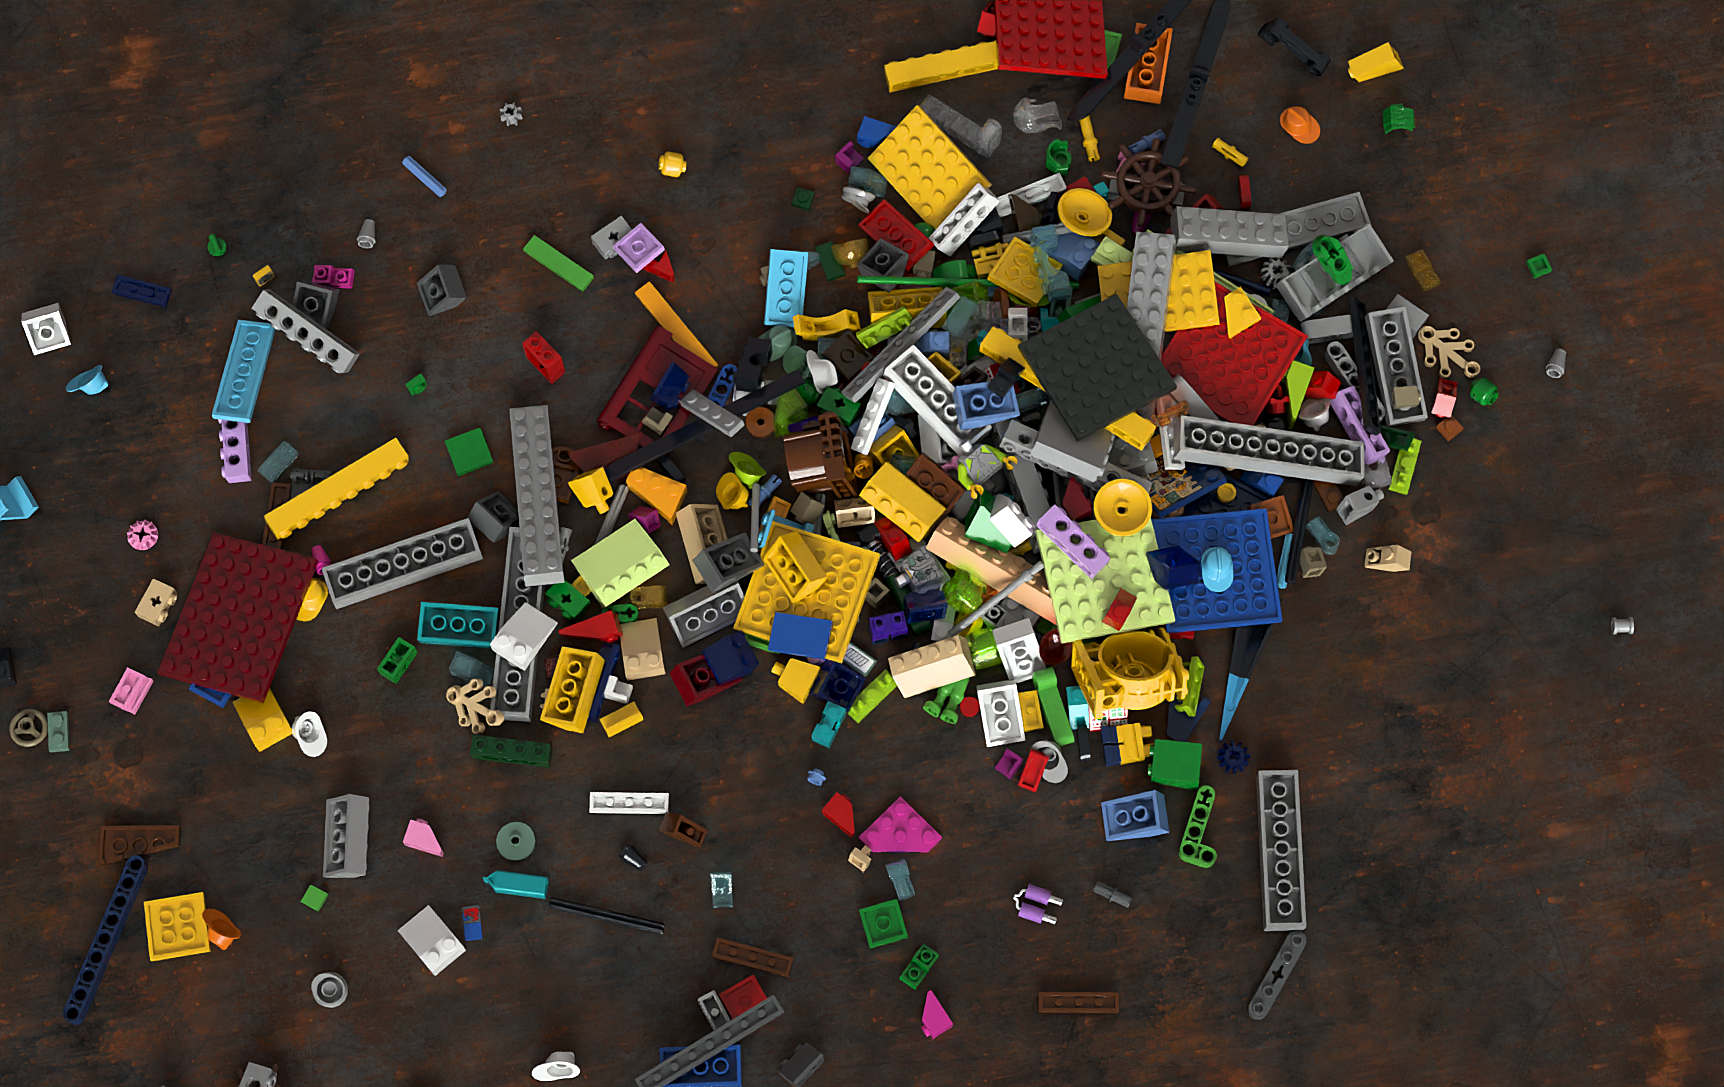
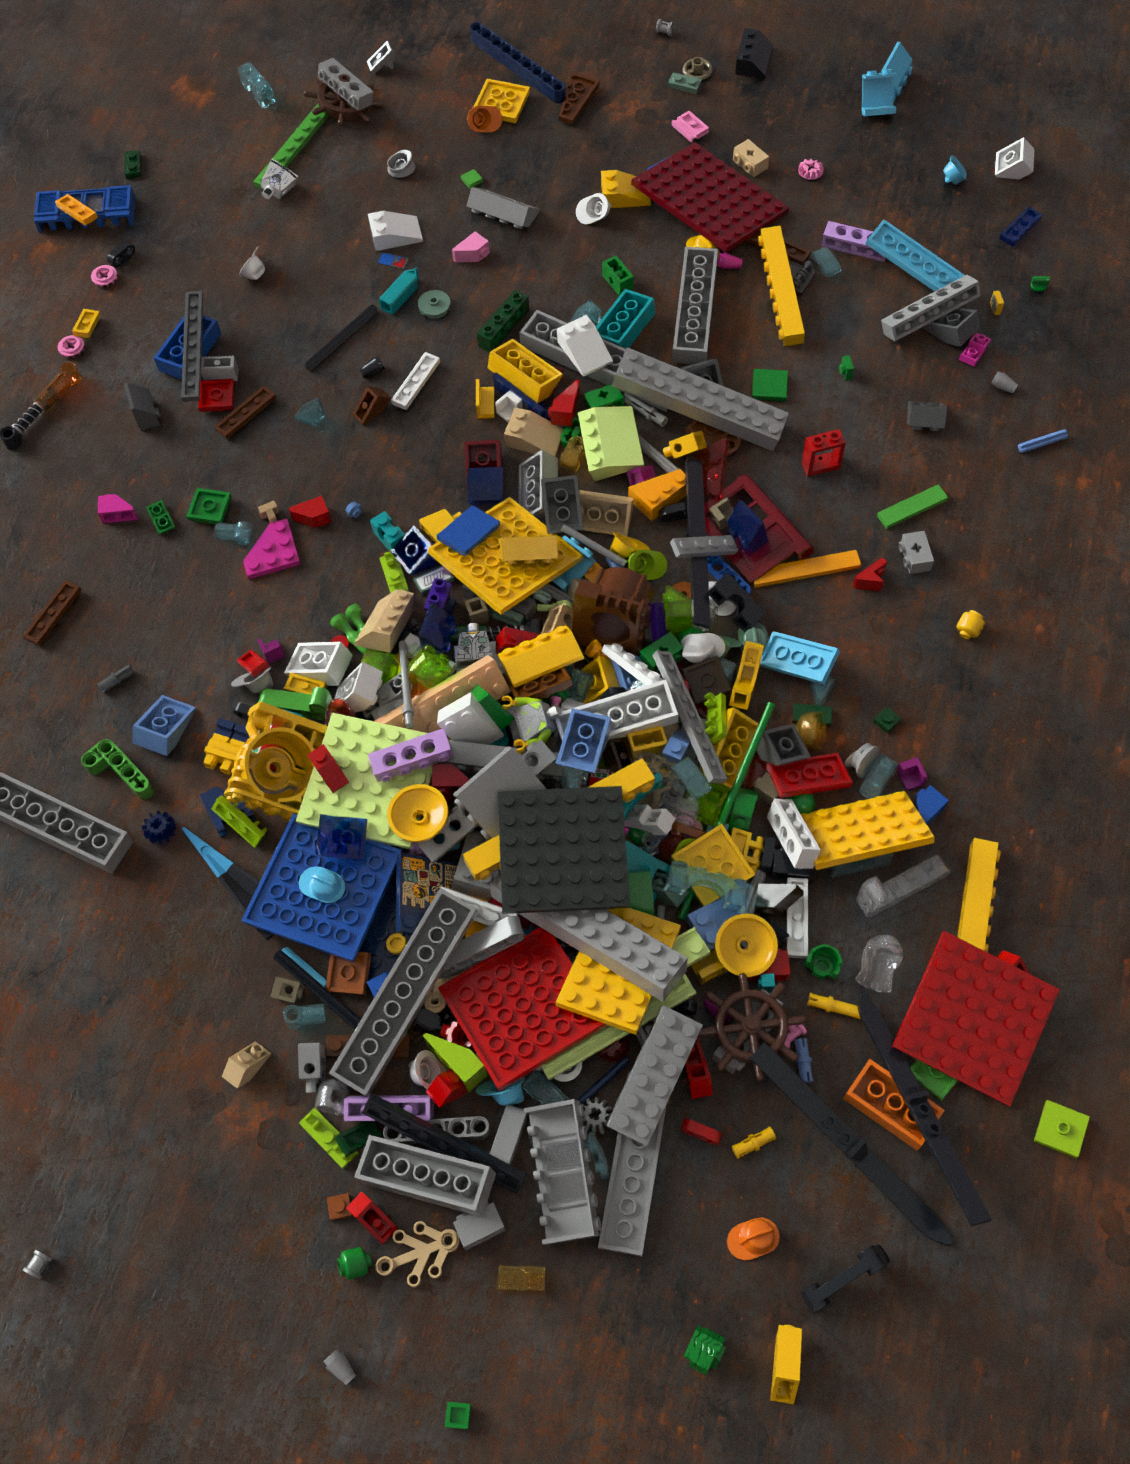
camera: 120 degrees right, 10 degrees down
(457, 696) = (567, 308): tan plant -> none
(511, 119) = (1077, 522): light grey gear -> none
(638, 248) = (893, 557): lavender plate -> none
(1005, 378) = (595, 762): black slope -> none
(1035, 913) = (150, 625): medium lavender piece -> none
(1174, 411) = (485, 901): clear orange wing -> none
(1175, 763) = (179, 771): green slope -> none
(1239, 312) = (557, 1030): yellow wing -> none
(1333, 259) = (571, 1167): green piece -> none
(1405, 397) = (382, 1158): dark tan brick -> none

